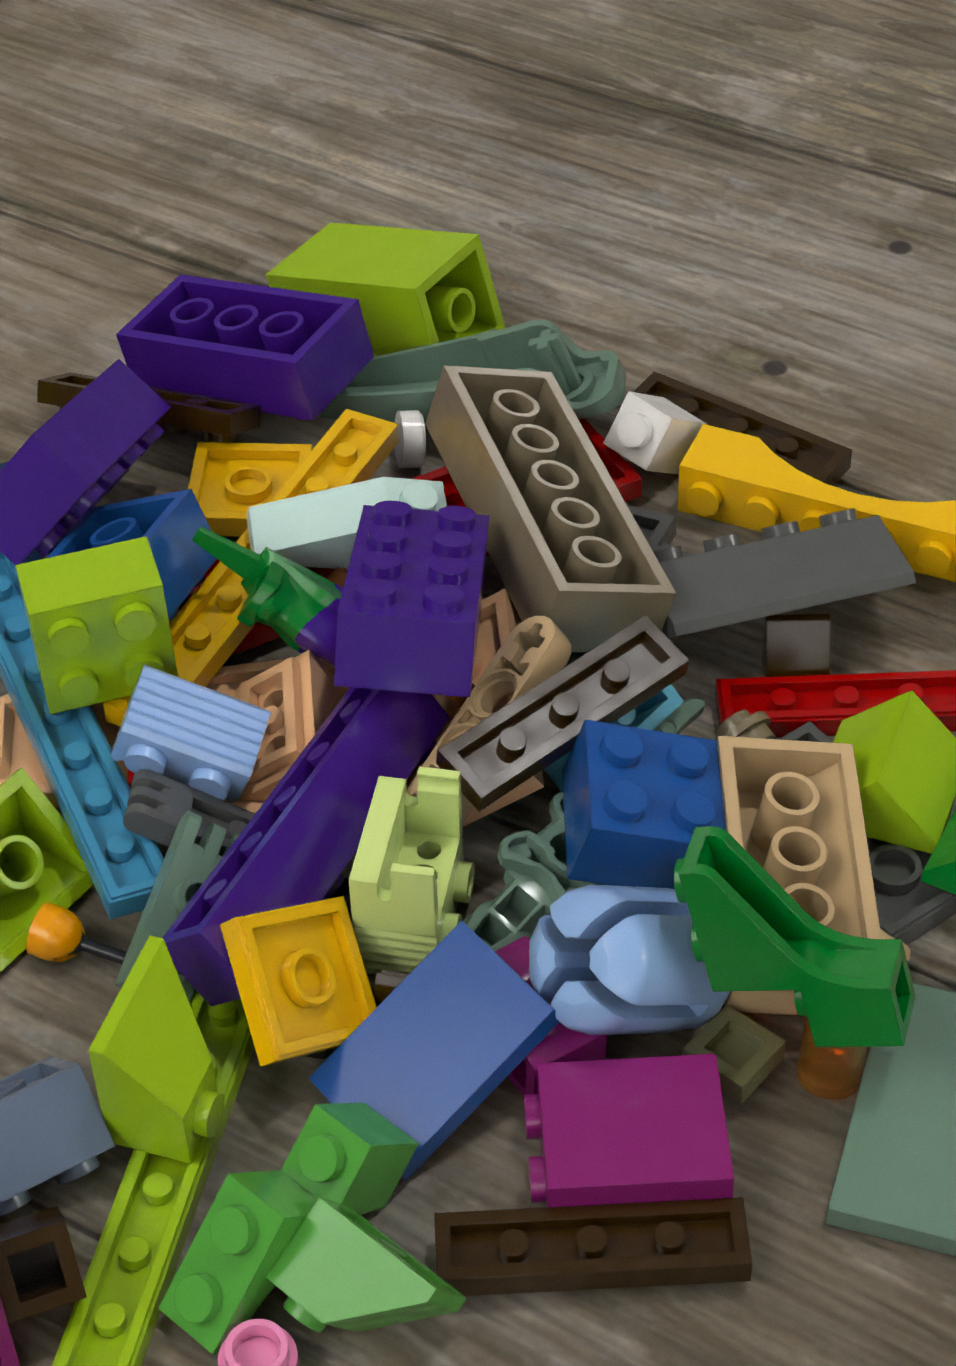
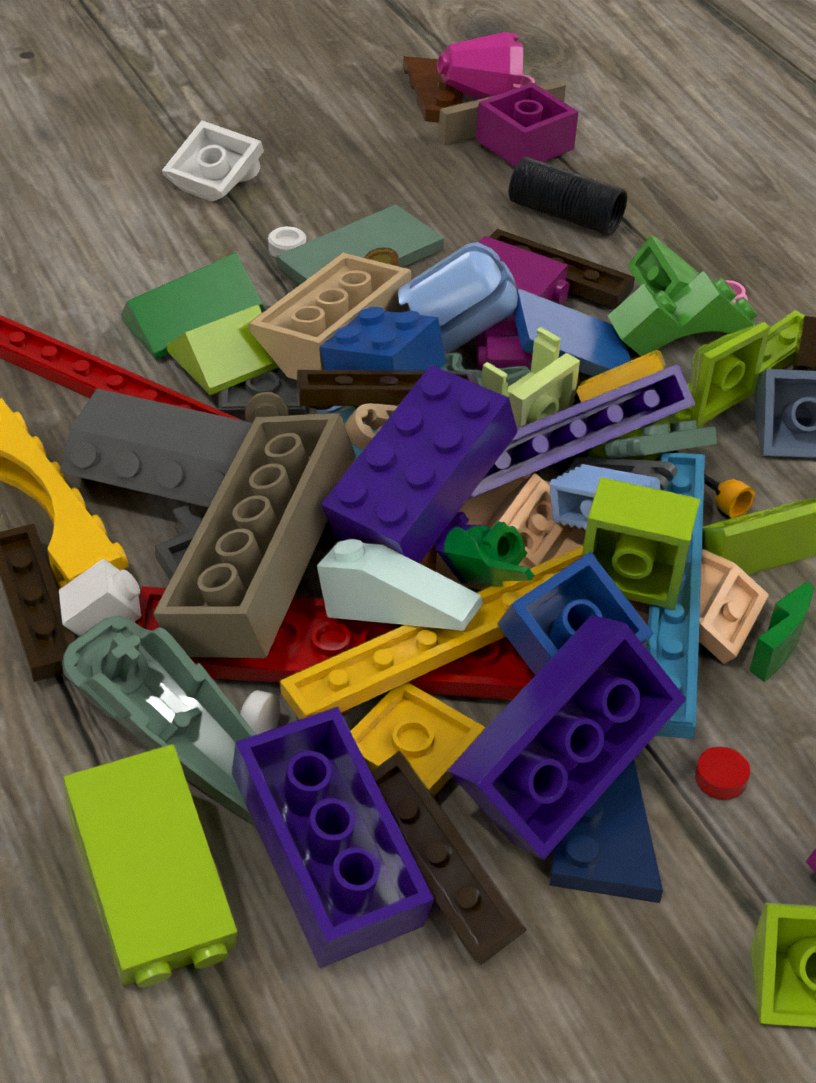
camera: 150 degrees left, 0 degrees up
(765, 941) = (406, 240): green arch -> none

